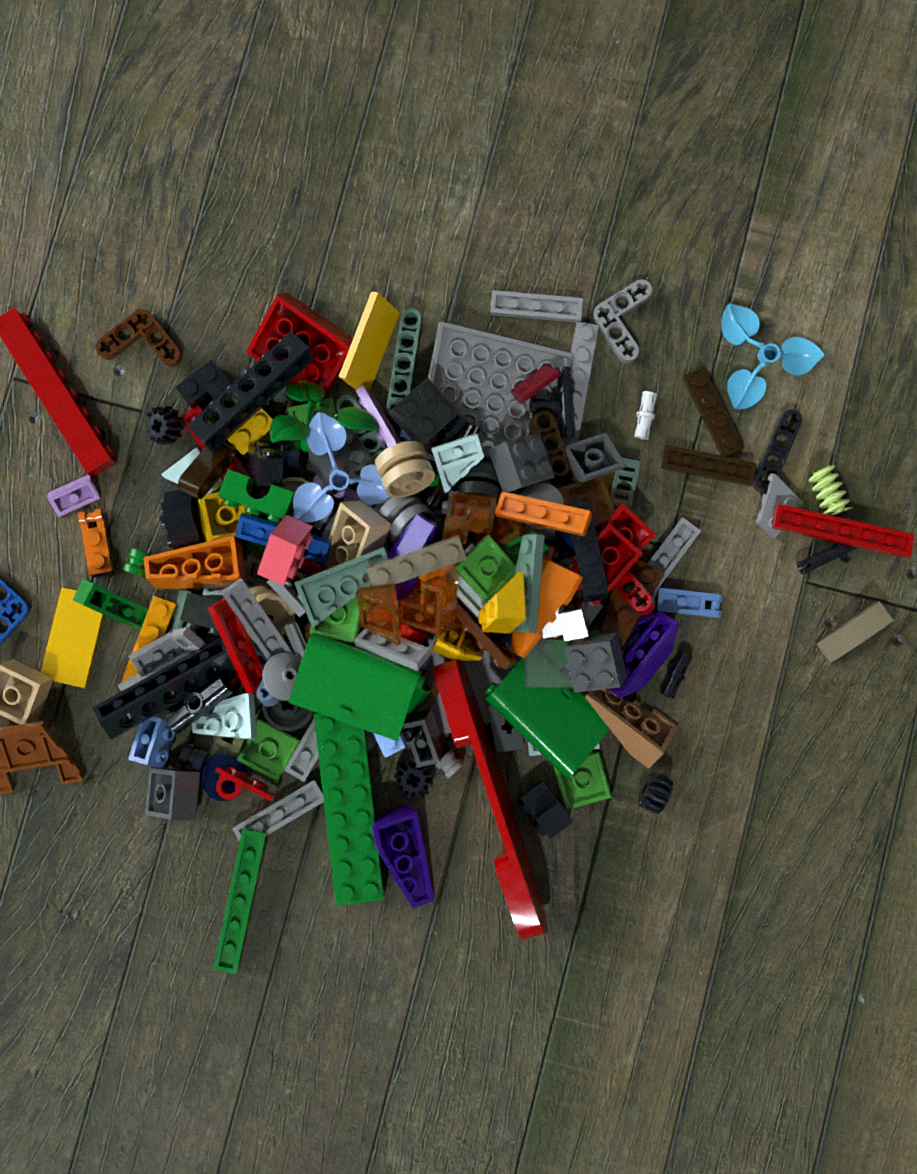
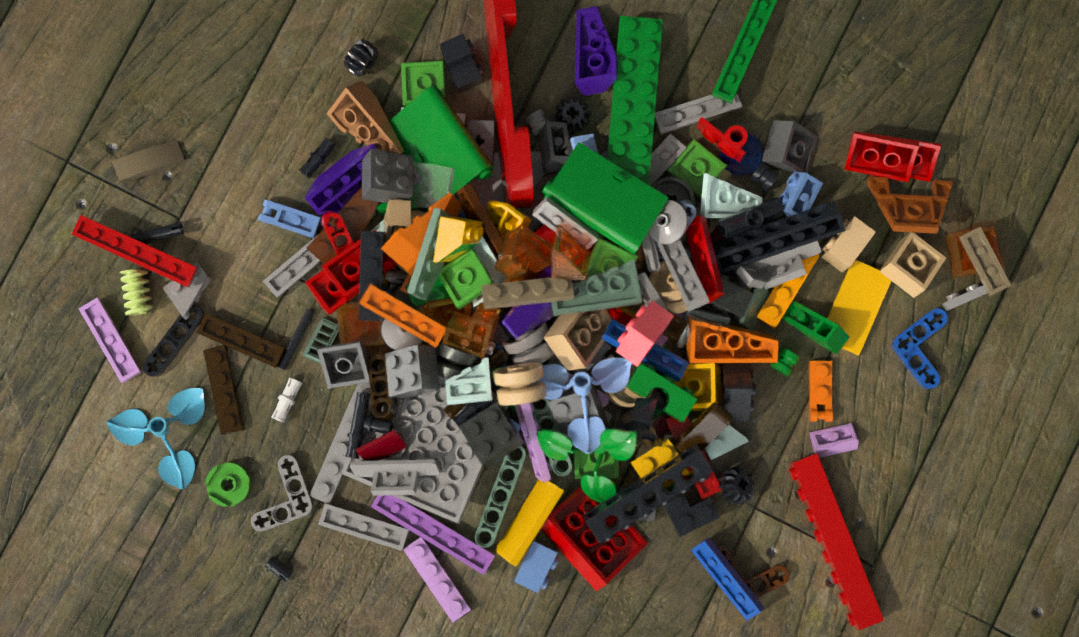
camera: 165 degrees left, 0 degrees up
(61, 806) = (891, 157): none -> red slope
(87, 693) = (847, 245): none -> tan brick
(156, 329) = (727, 579): none -> blue plate
(352, 301) = (536, 566): none -> medium blue brick
(451, 272) = (437, 579): none -> lavender plate
(460, 314) = (434, 532): none -> medium lavender plate
(515, 354) = (395, 476): none -> light grey bracket
(612, 248) = (278, 568): none -> black pin
(651, 480) = (295, 339): none -> black bar
(695, 313) = (216, 489): none -> bright green plate
(843, 437) = (110, 340): none -> lavender plate

